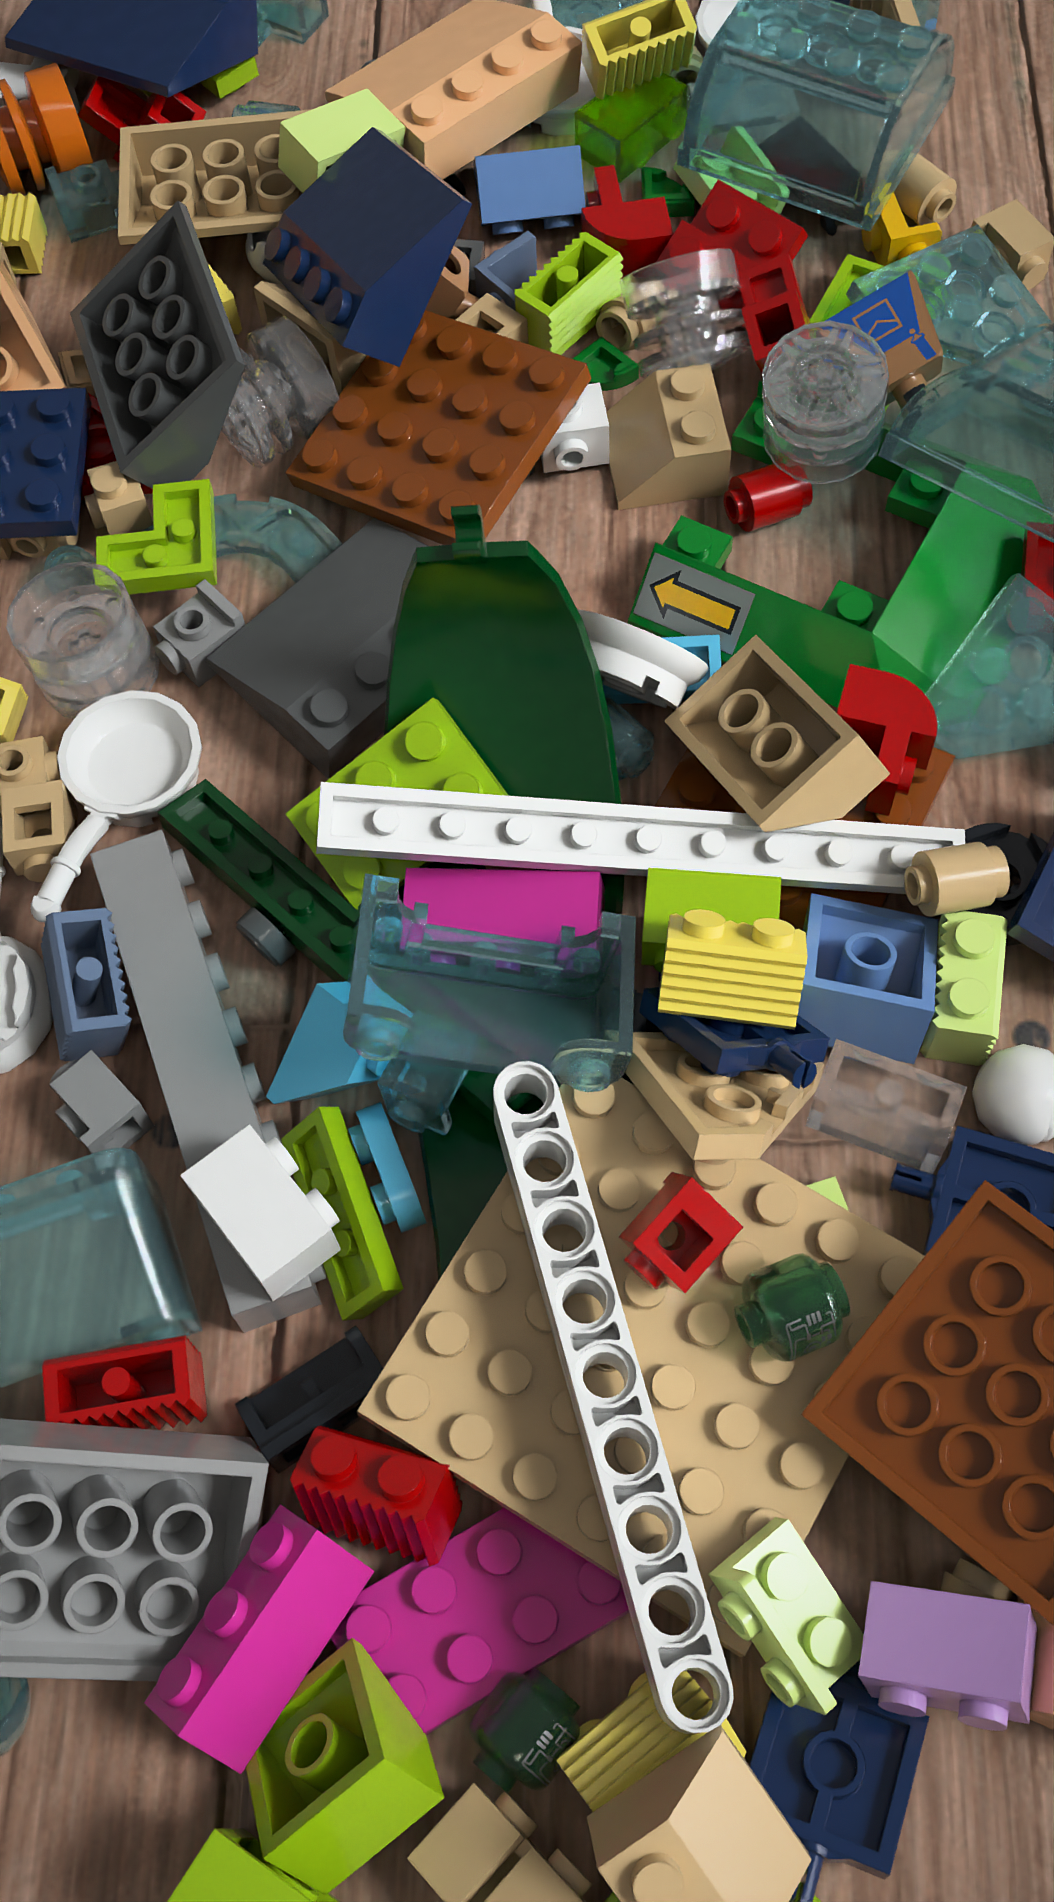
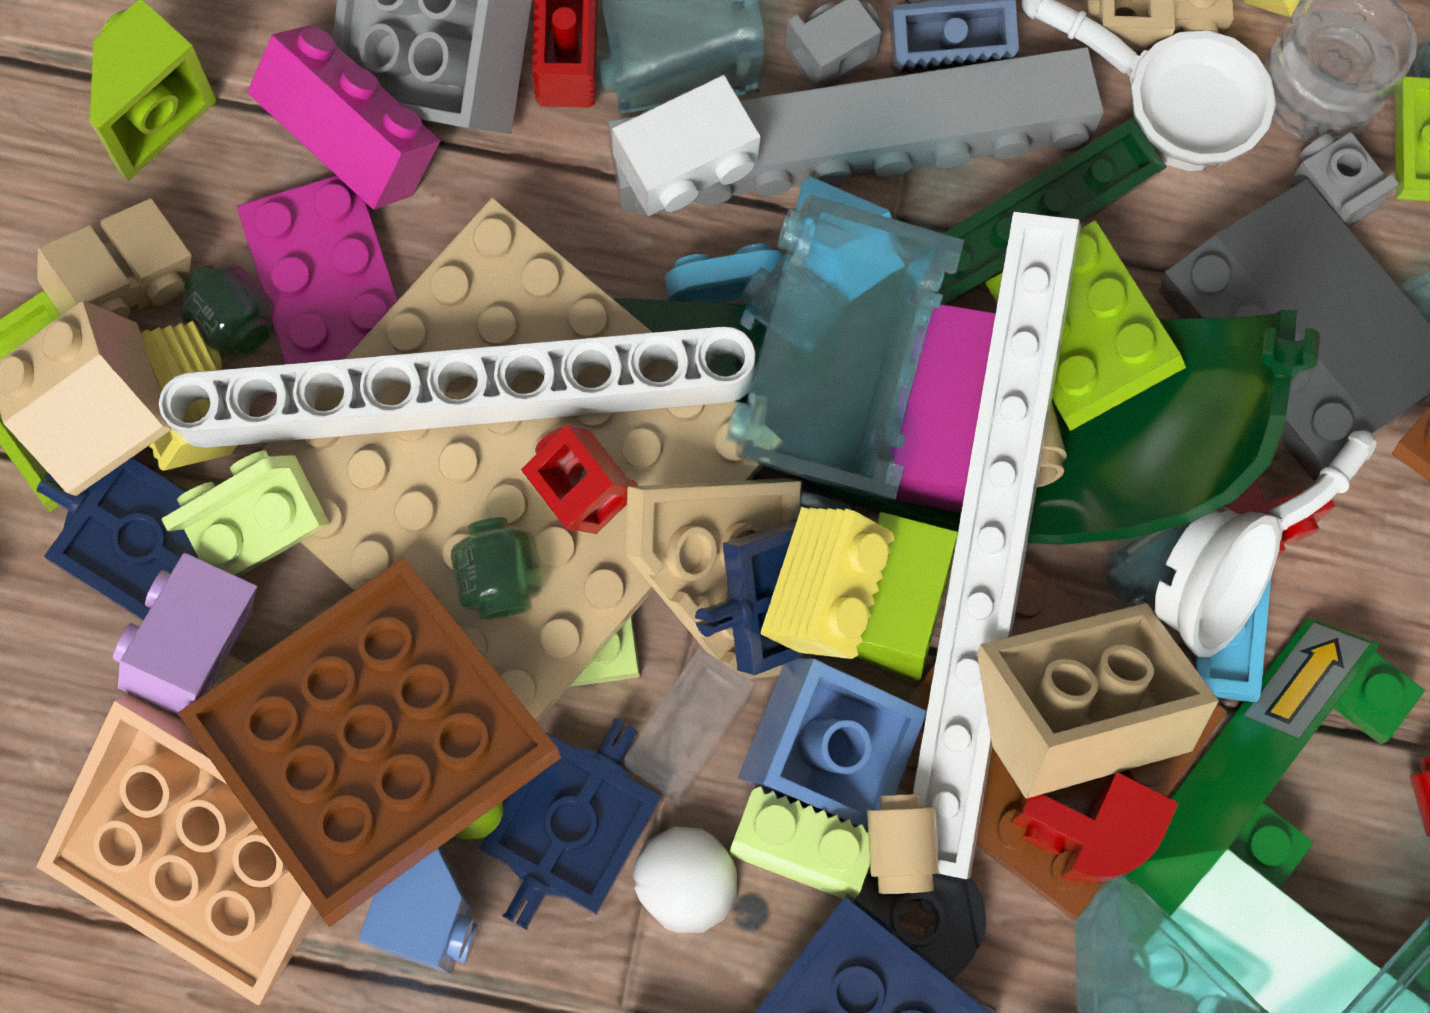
camera: 90 degrees right, 10 degrees up
(265, 937) = (979, 195): dark grey tile -> none
(314, 1395) = (532, 183): black hinge -> none
(340, 1772) = (227, 160): lime slope -> none
(363, 1269) = (642, 239): lime plate -> none
(377, 1494) = (432, 215): red brick -> none

